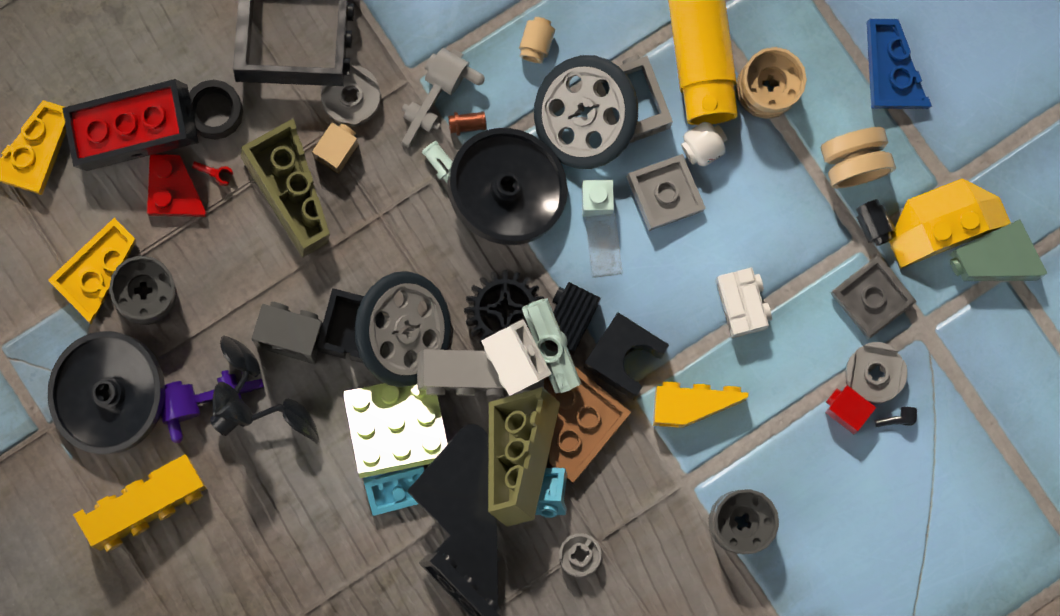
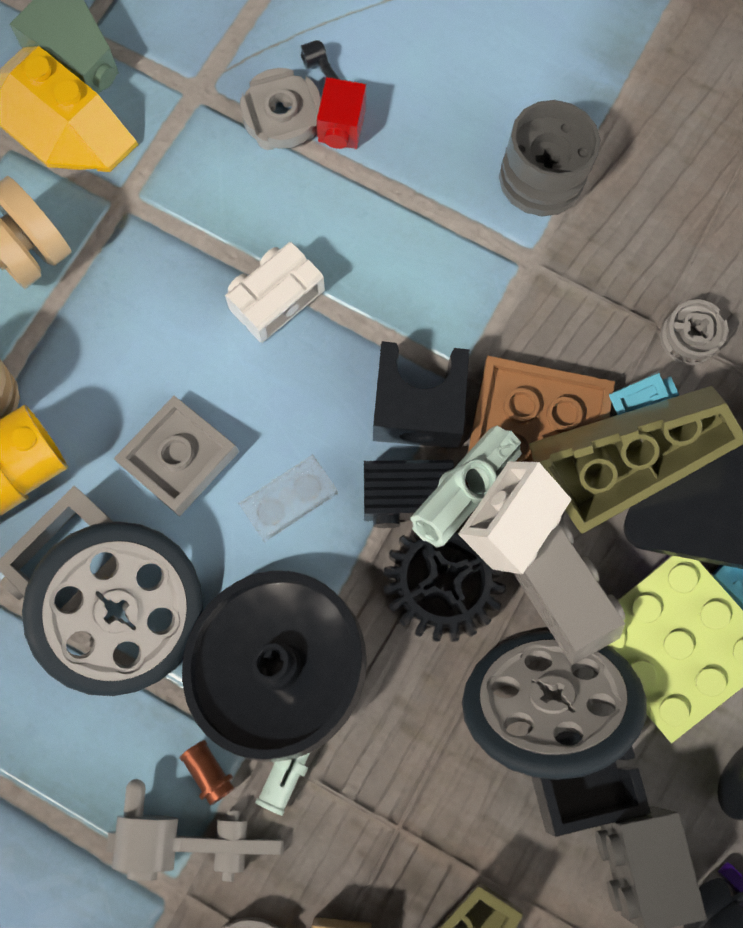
camera: 115 degrees left, 5 degrees down
(536, 40) = (39, 735): tan brick -> none
(597, 197) = (228, 535): light aqua brick -> none
(686, 406) = (442, 293): yellow slope -> none
(704, 143) = (86, 435): white head -> none
(873, 297) = (189, 151): flat silver plate -> none
(875, 222) = (93, 187): black brick -> none

